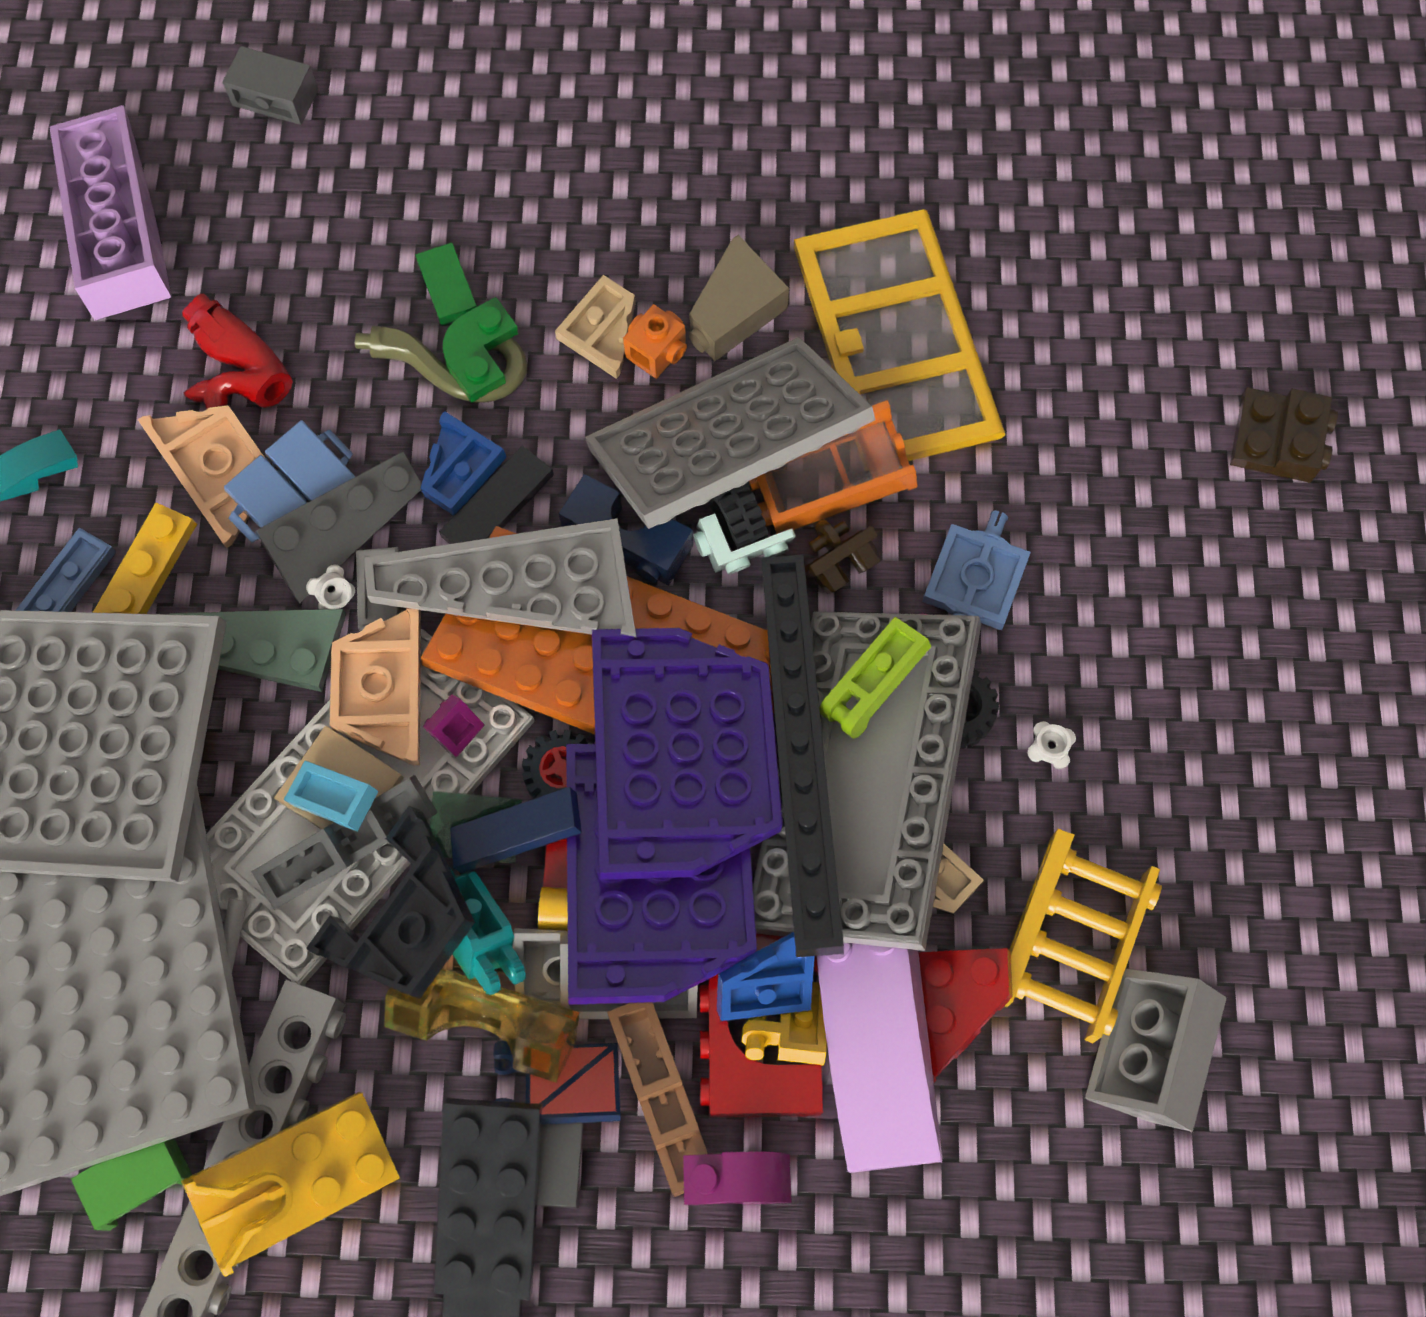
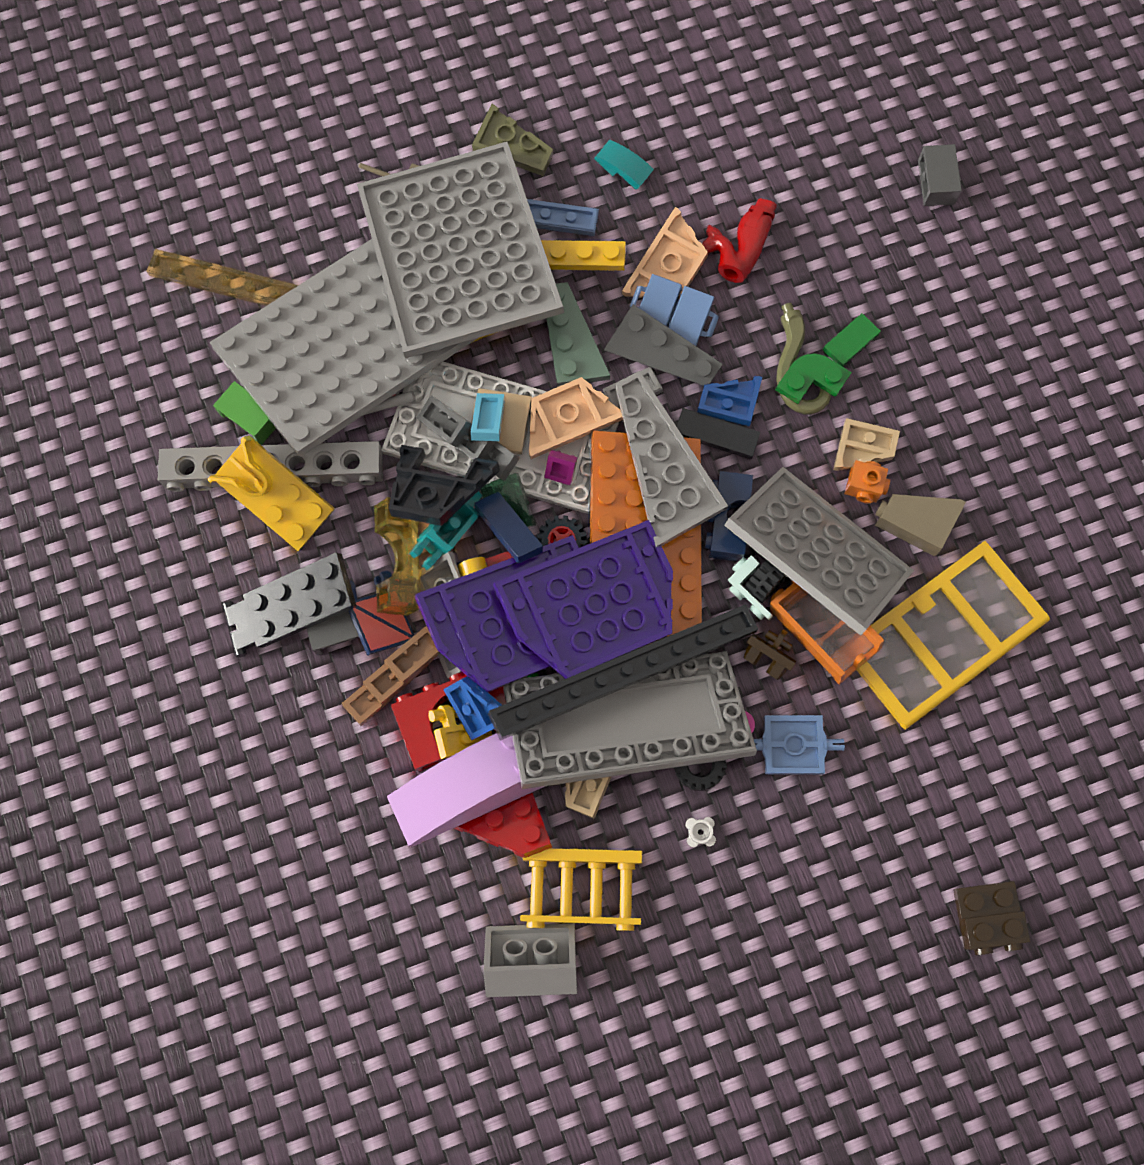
camera: 70 degrees right, 5 degrees up
(108, 214) = (804, 126): lavender slope -> none
(342, 591) = (615, 368): white plate -> none
(737, 1178) = (361, 736): magenta brick -> none
(874, 676) = (688, 700): lime plate -> none

